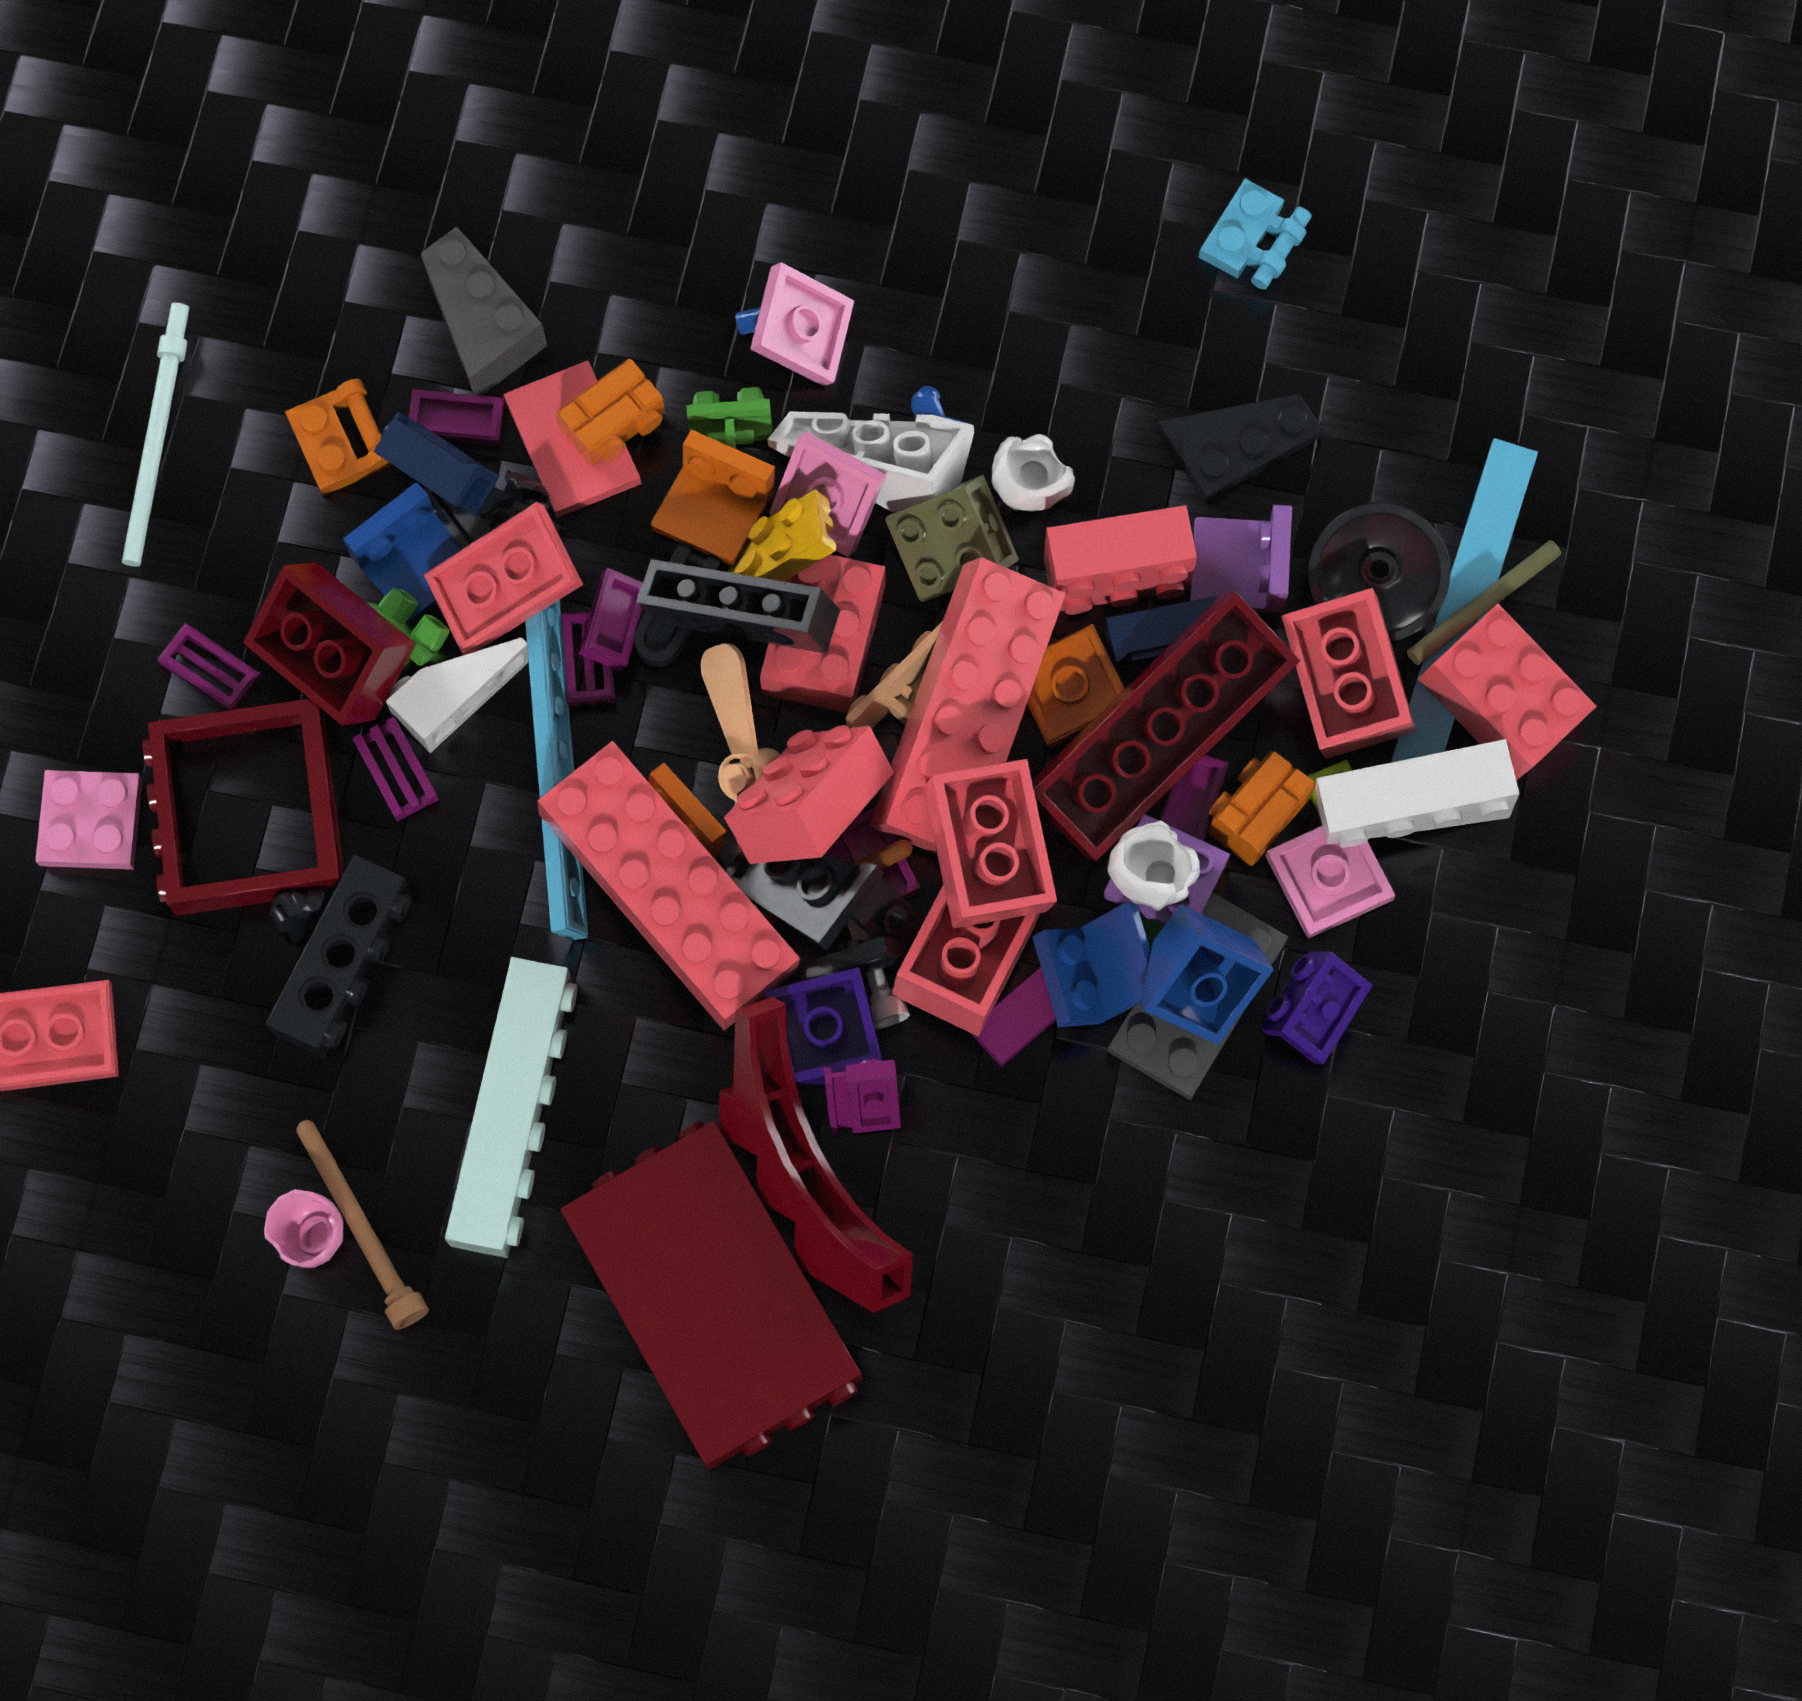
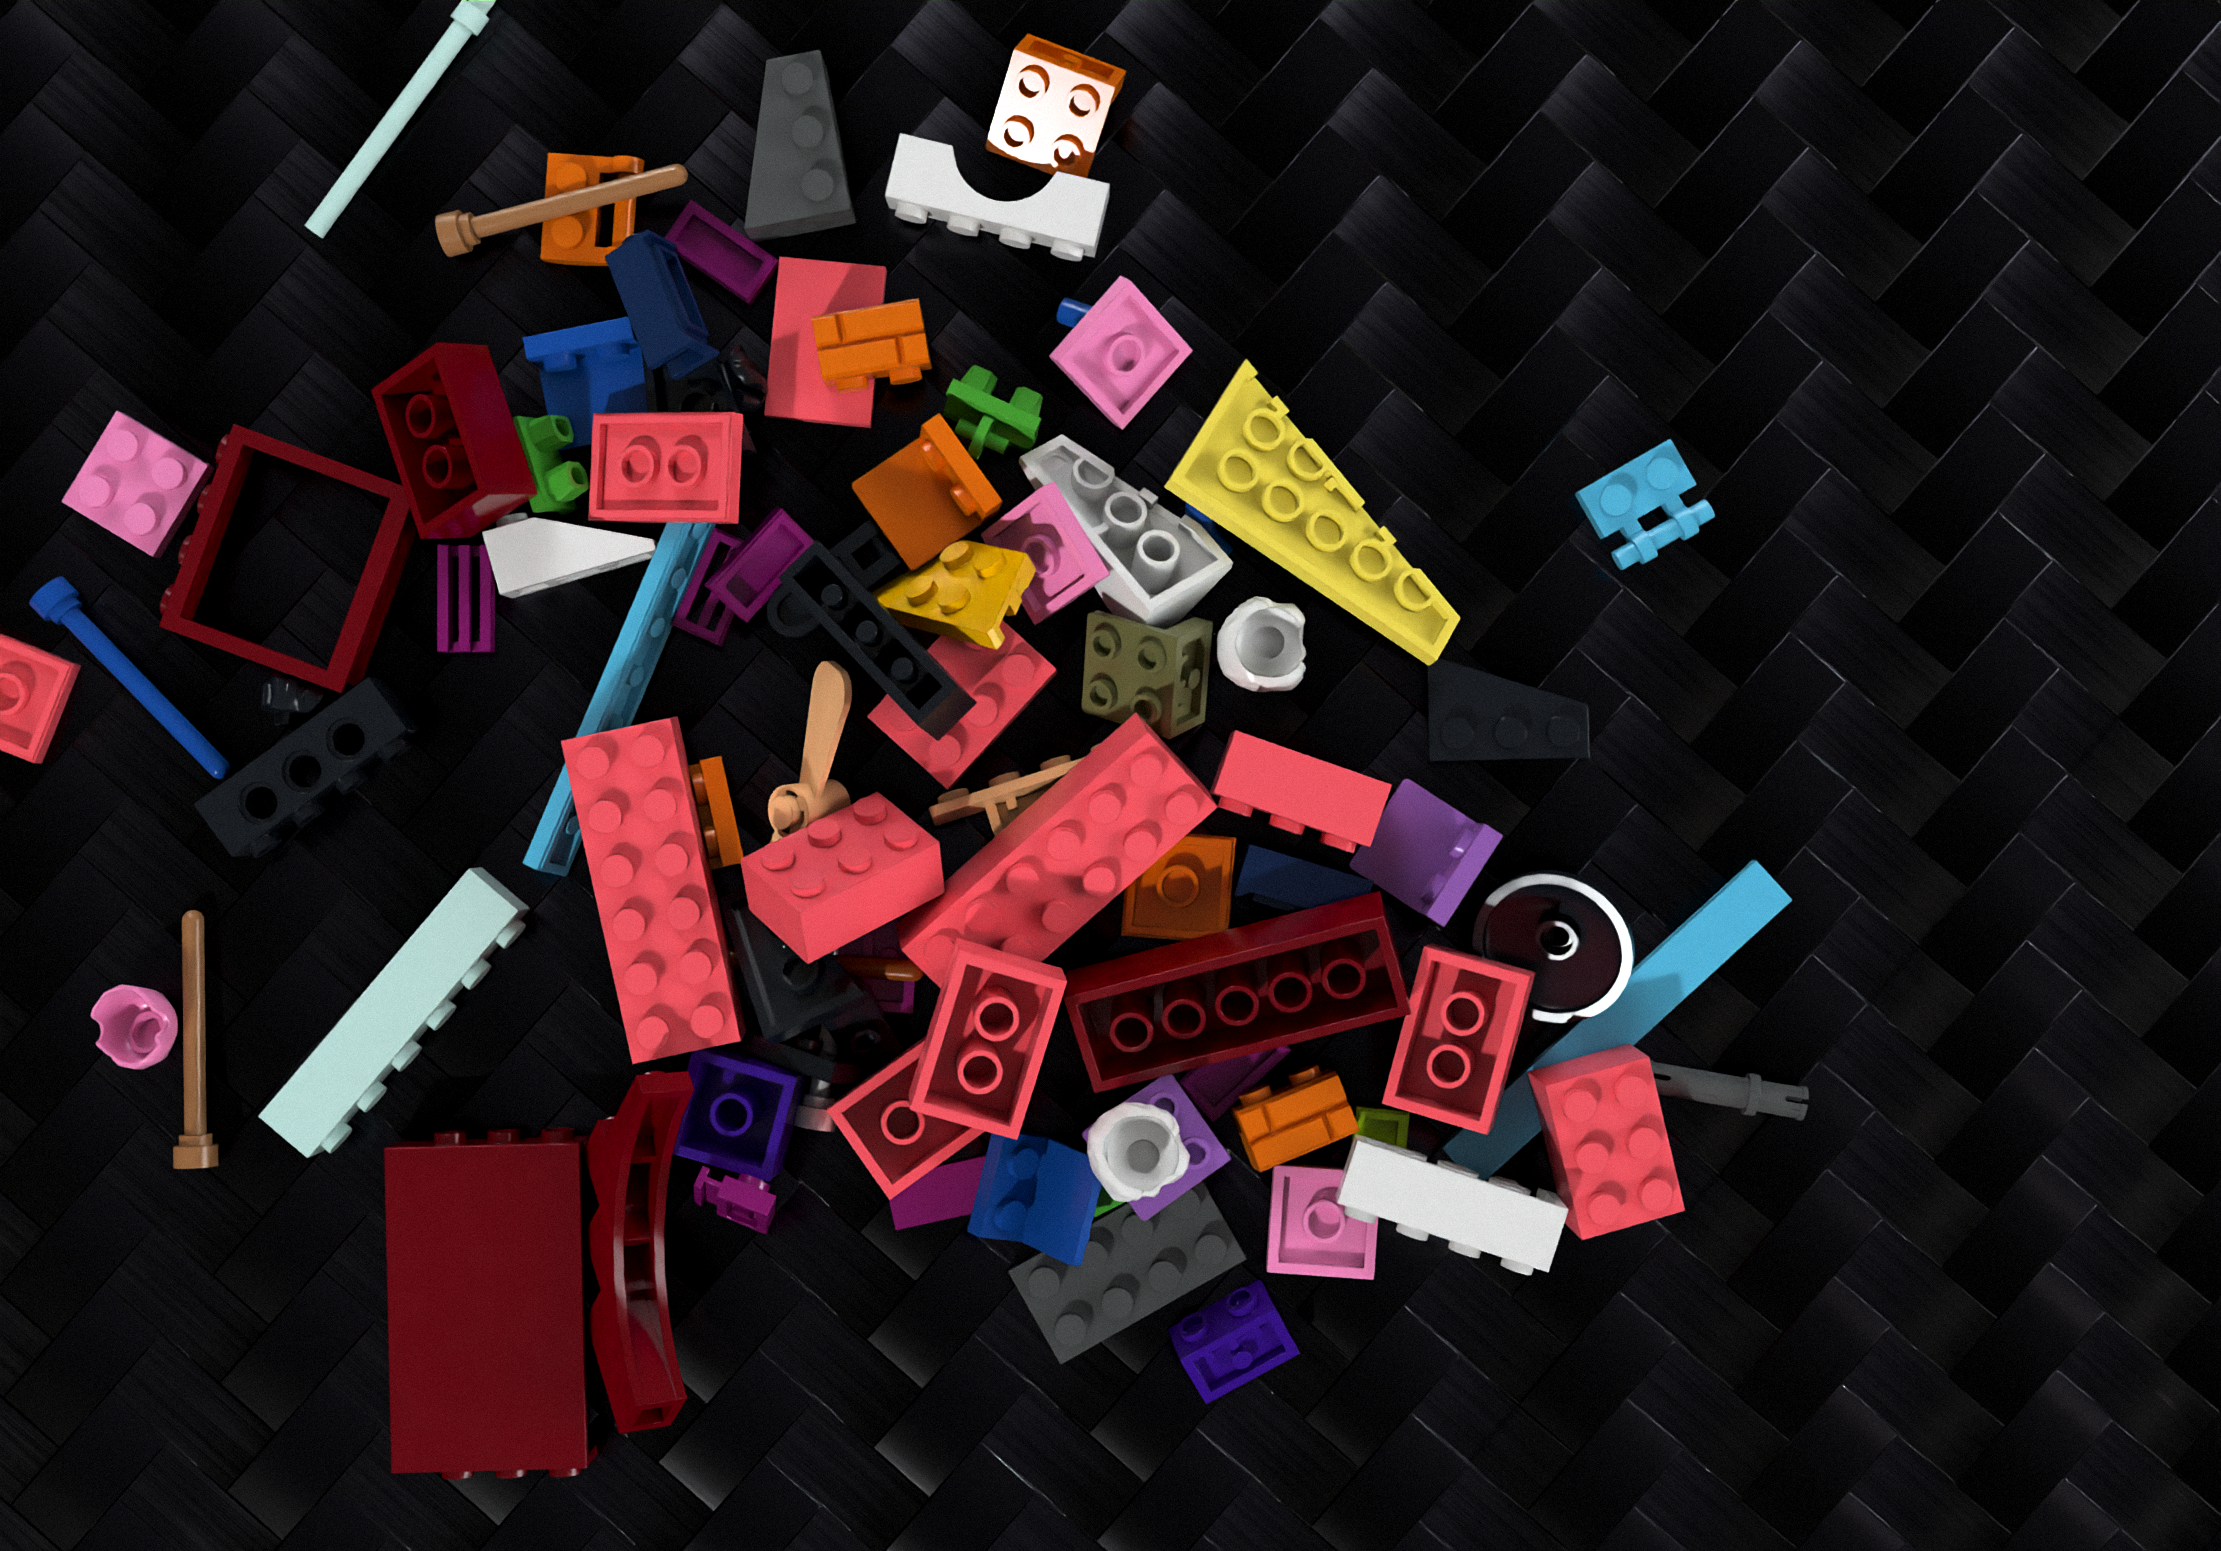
camera: 30 degrees right, 15 degrees up
(73, 939) = (59, 603): none -> blue piece
(240, 690) = (357, 429): magenta tile -> none
(250, 499) = (462, 231): none -> medium nougat piece
(595, 285) = (1059, 216): none -> white arch
(653, 189) = (1053, 107): none -> bracket
(1002, 367) = (1298, 509): none -> light yellow wing
(1202, 974) = (1130, 1272): blue slope -> none
(1483, 602) = (1641, 1030): olive bar -> none
(1591, 609) = (1746, 1093): none -> dark grey pin

